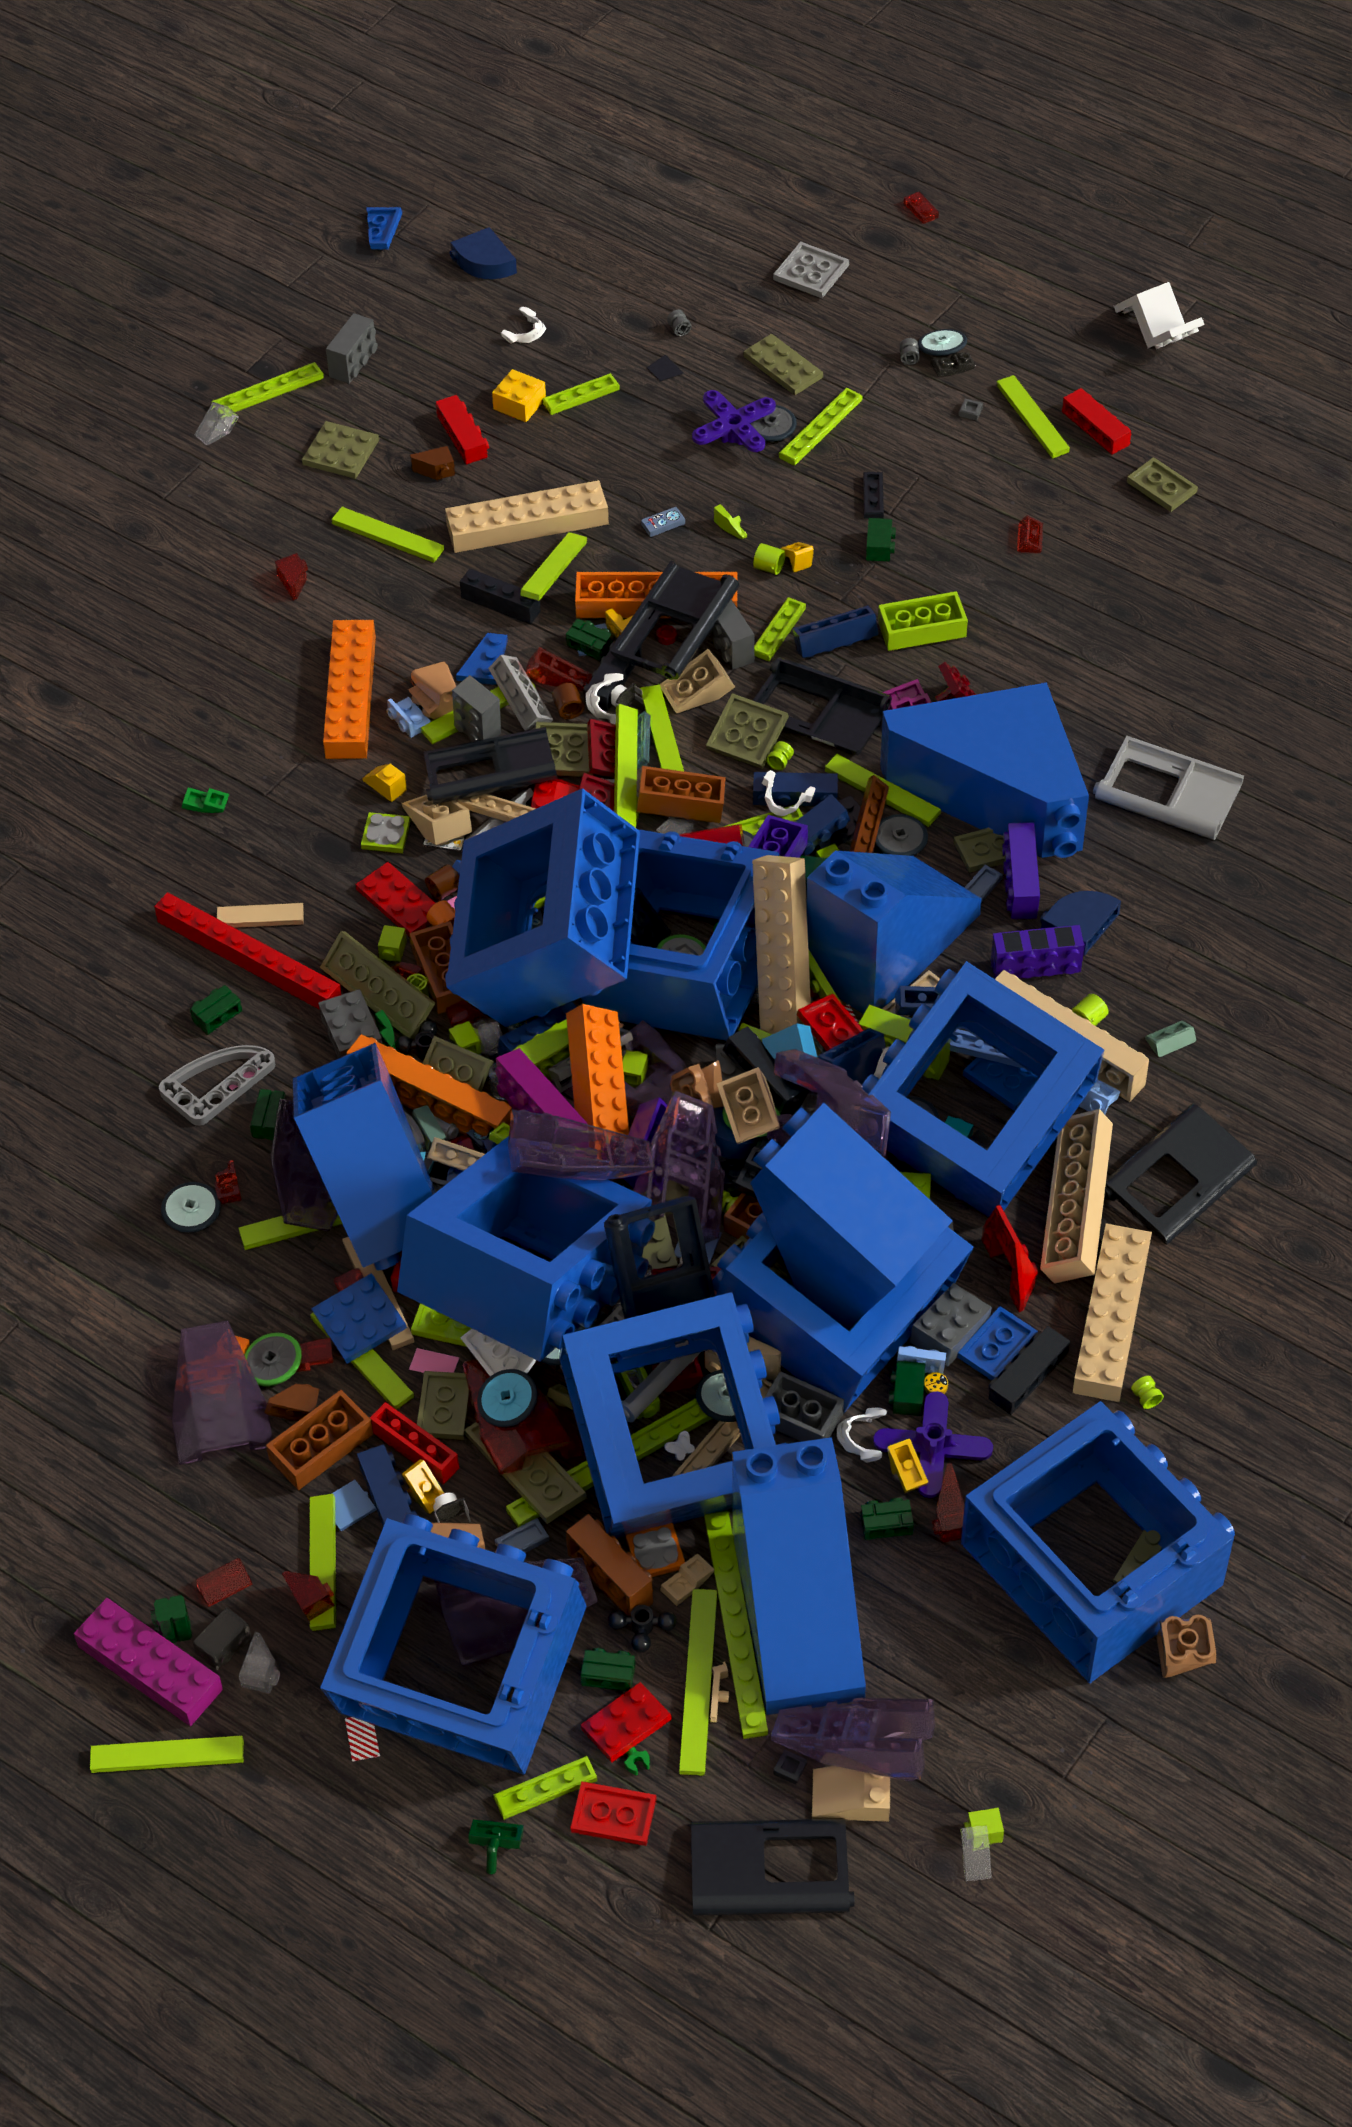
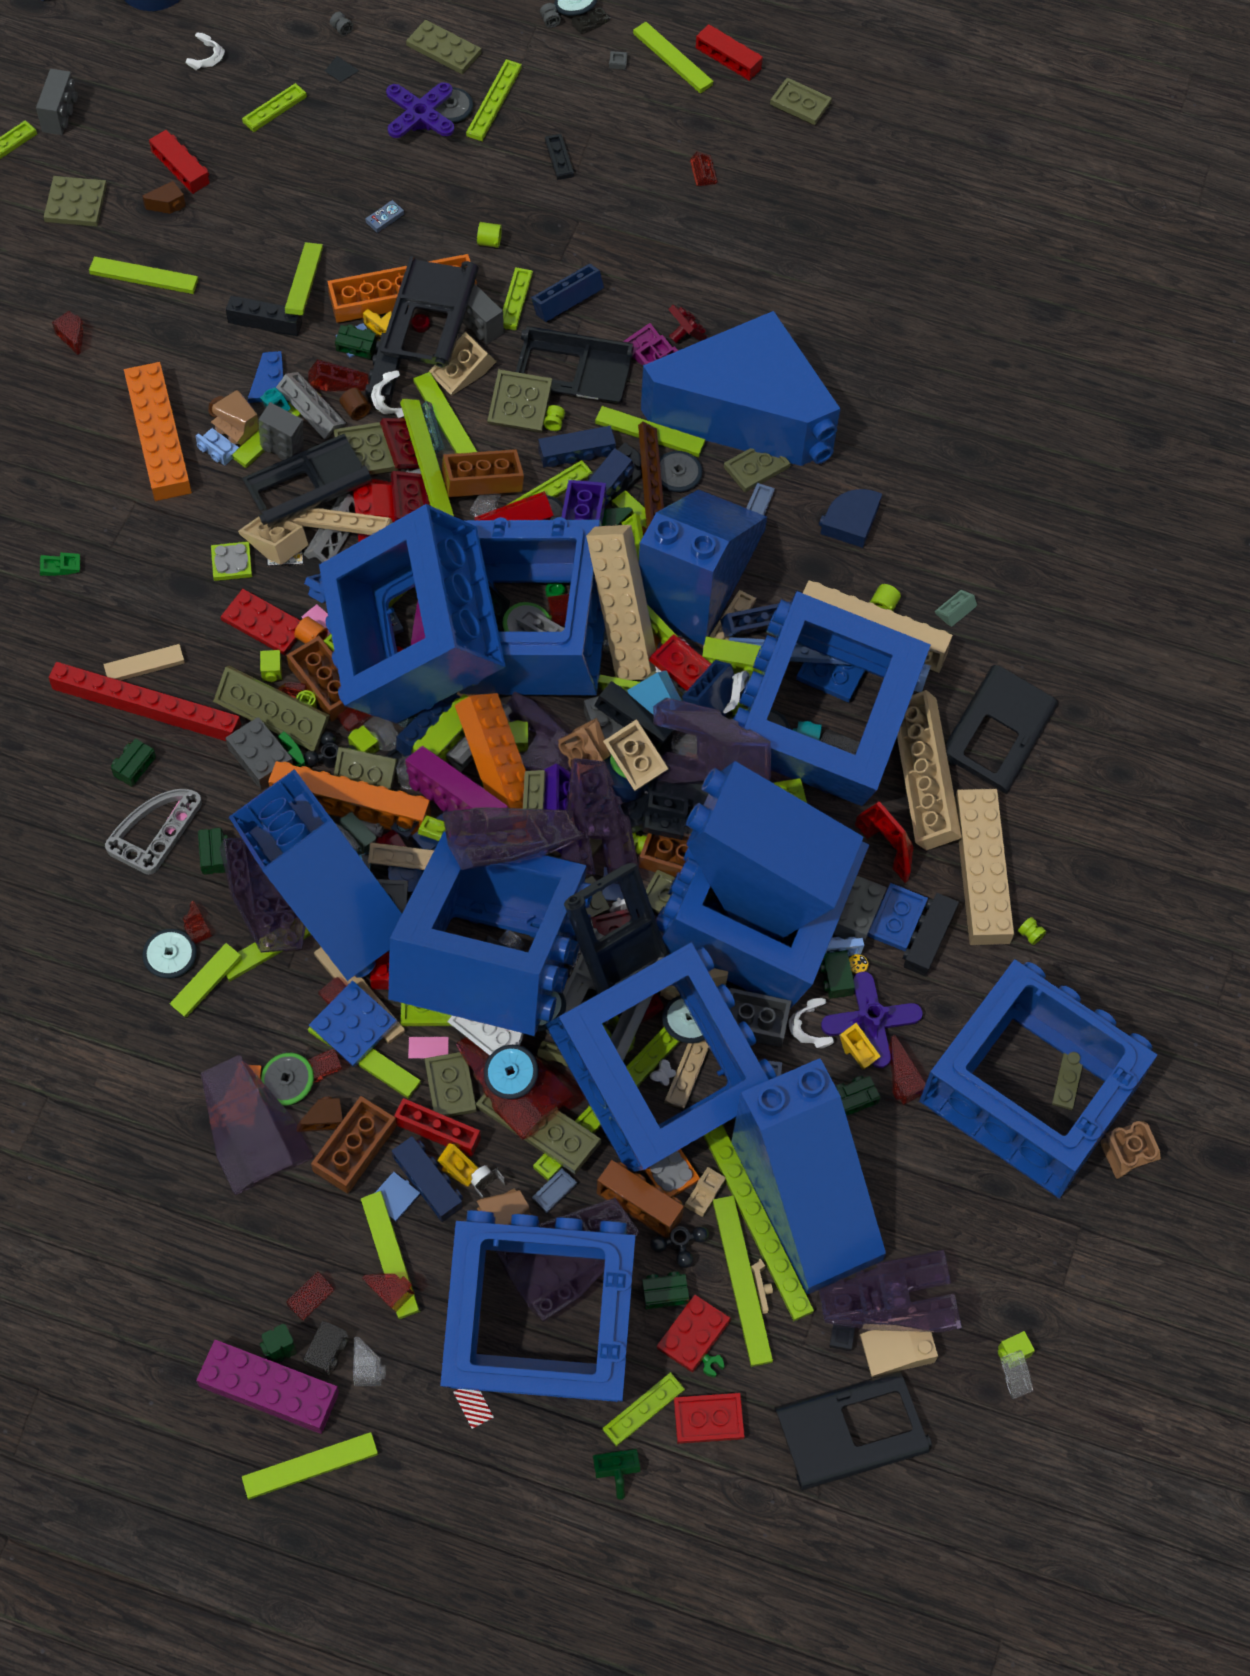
camera: 20 degrees left, 10 degrees up
(219, 1241) = (205, 980): none -> lime tile
(387, 781) = (217, 512): yellow slope -> none
(442, 882) = (298, 598): reddish brown piece -> none
(484, 677) = (275, 397): none -> teal brick
(518, 395) = (221, 119): yellow brick -> none
(526, 516) = (264, 234): tan brick -> none
(625, 695) = (401, 389): piece -> none
(628, 1116) = (534, 789): none -> olive plate
(727, 523) = (442, 207): lime slope -> none
(778, 810) = (568, 469): white helmet -> none
(800, 555) = (514, 225): yellow slope -> none
(879, 539) = (578, 198): dark green brick -> none
(922, 621) = (639, 268): lime brick -> none
(1021, 871) = (793, 484): dark purple brick -> none
(1038, 952) = (827, 556): dark purple brick -> none
(1198, 800) = (916, 381): light grey piece -> none

